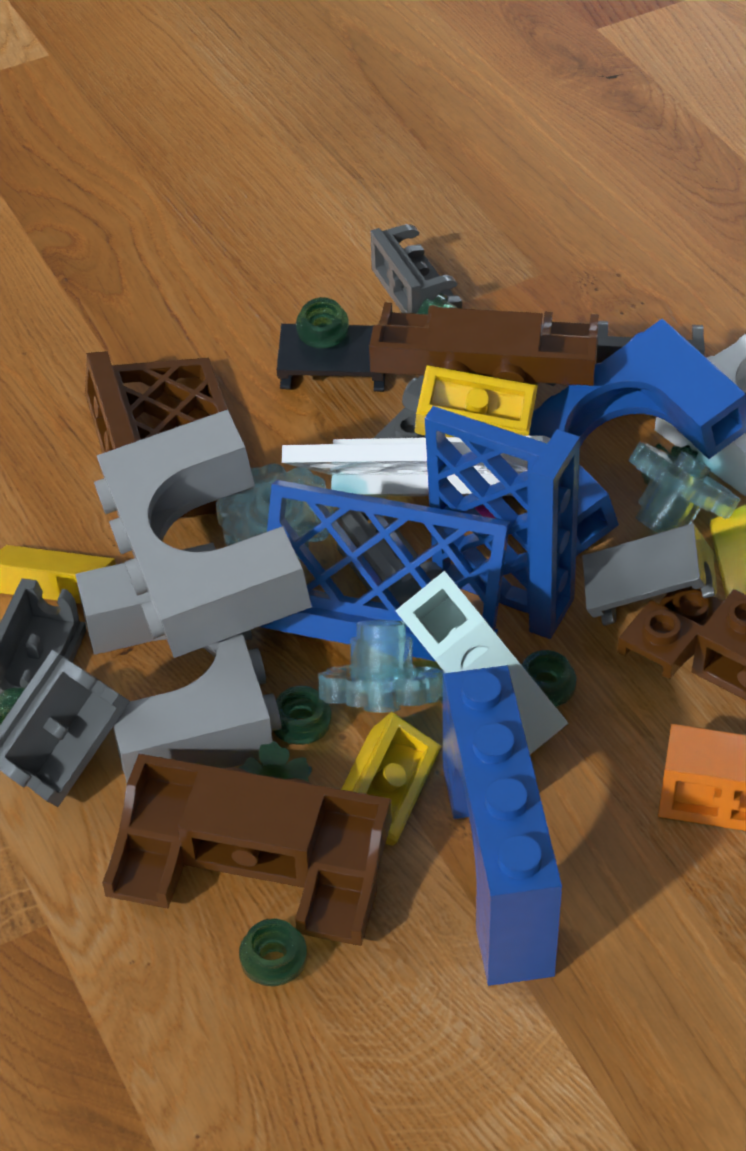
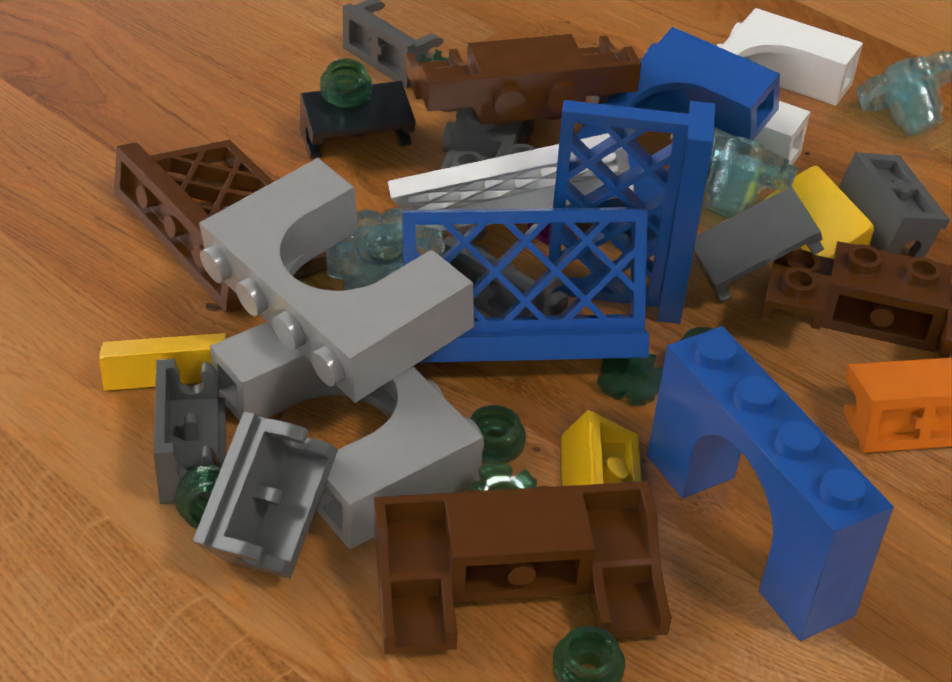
camera: 25 degrees left, 5 degrees down
(381, 671) = (567, 372): clear light blue plant -> none
(464, 641) = (633, 320): light aqua slope -> none
(478, 397) = (528, 122): yellow slope -> none

